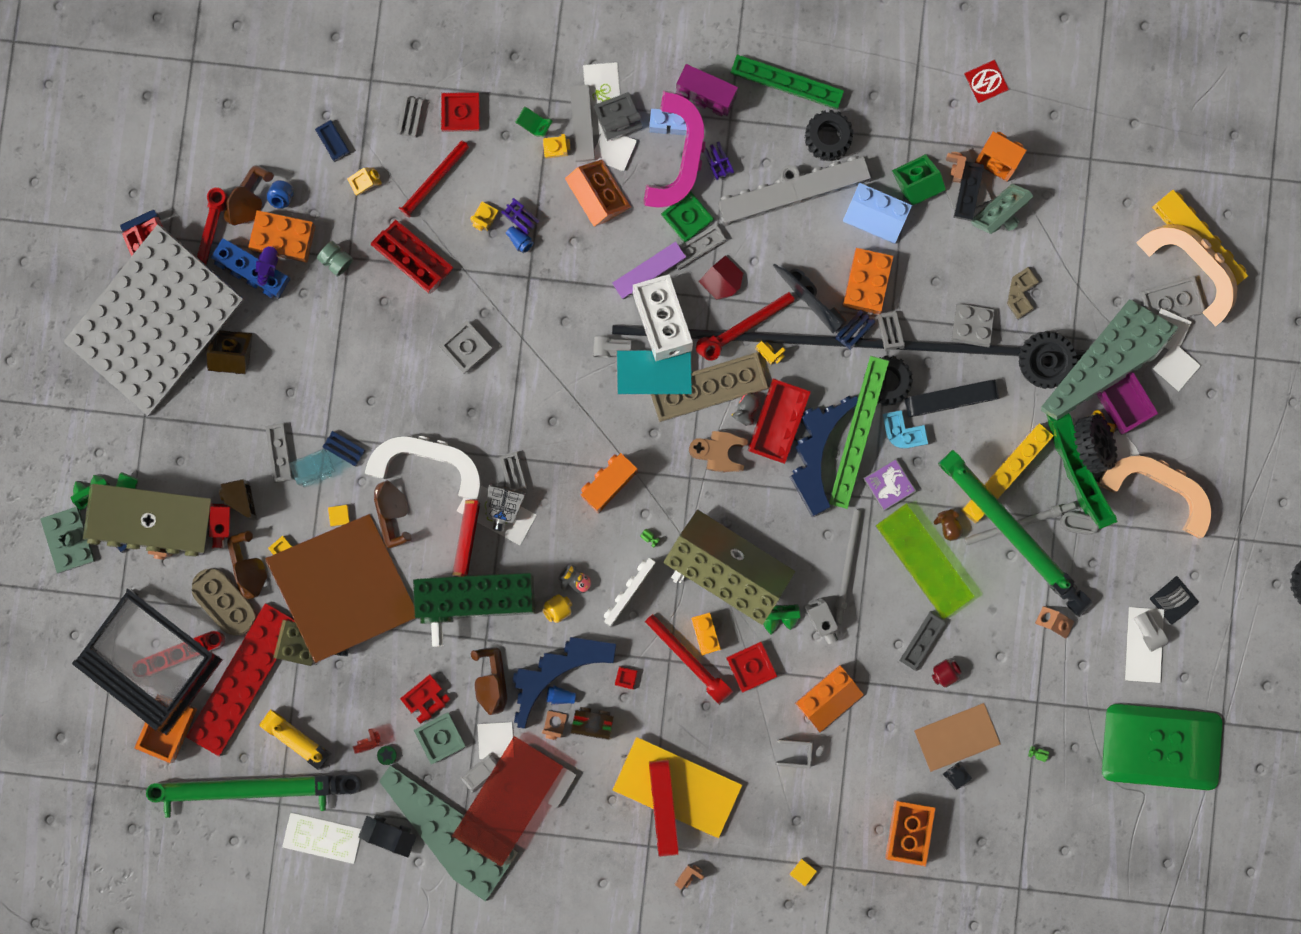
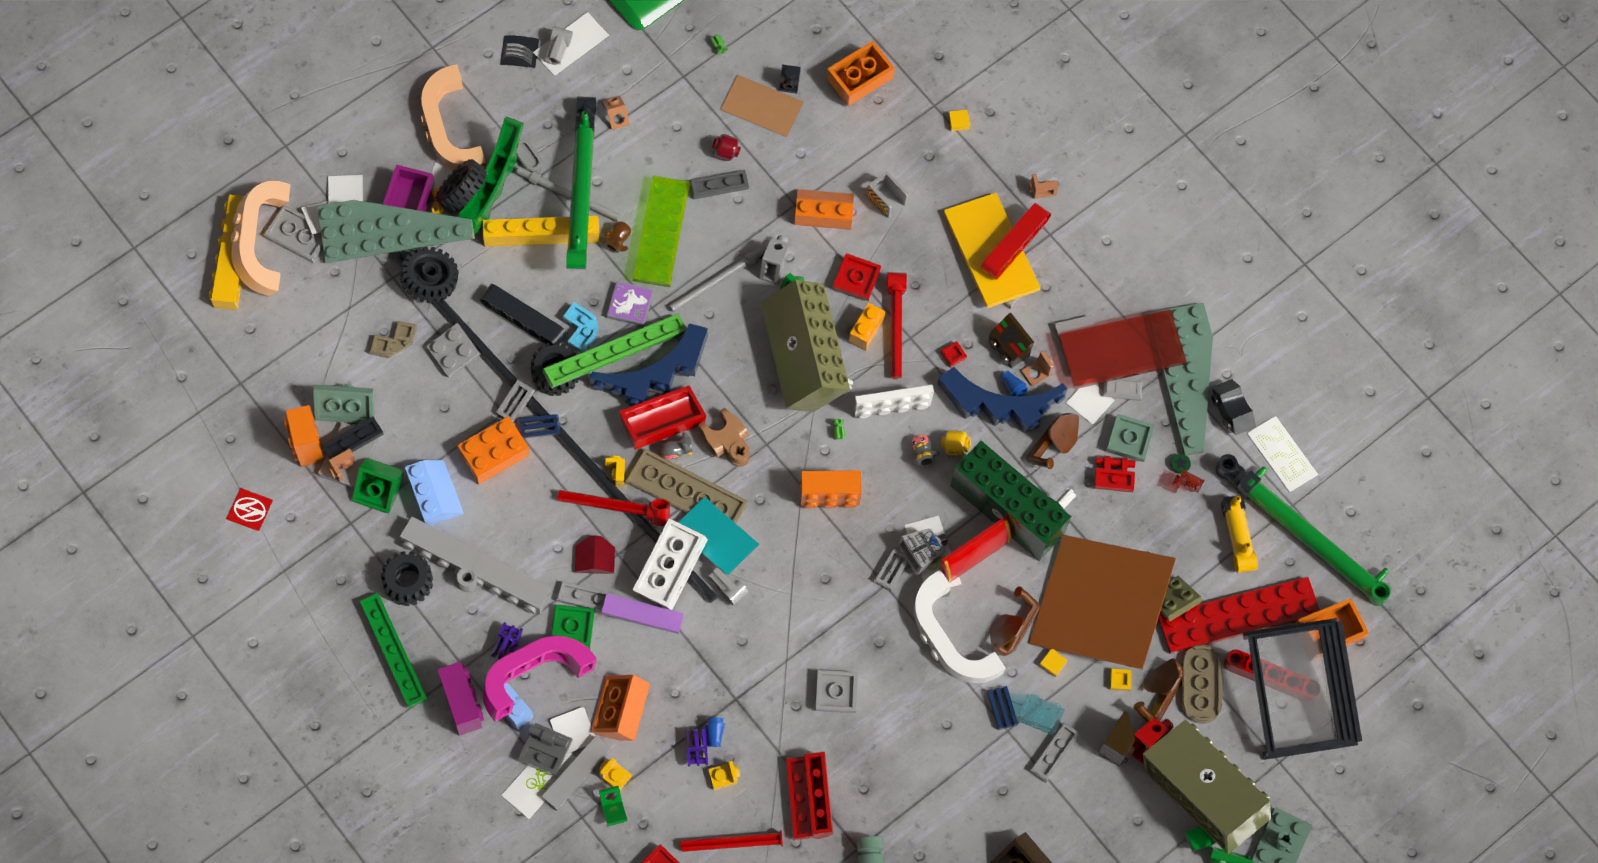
camera: 145 degrees left, 15 degrees down
(831, 318) = (547, 451): black panel -> none

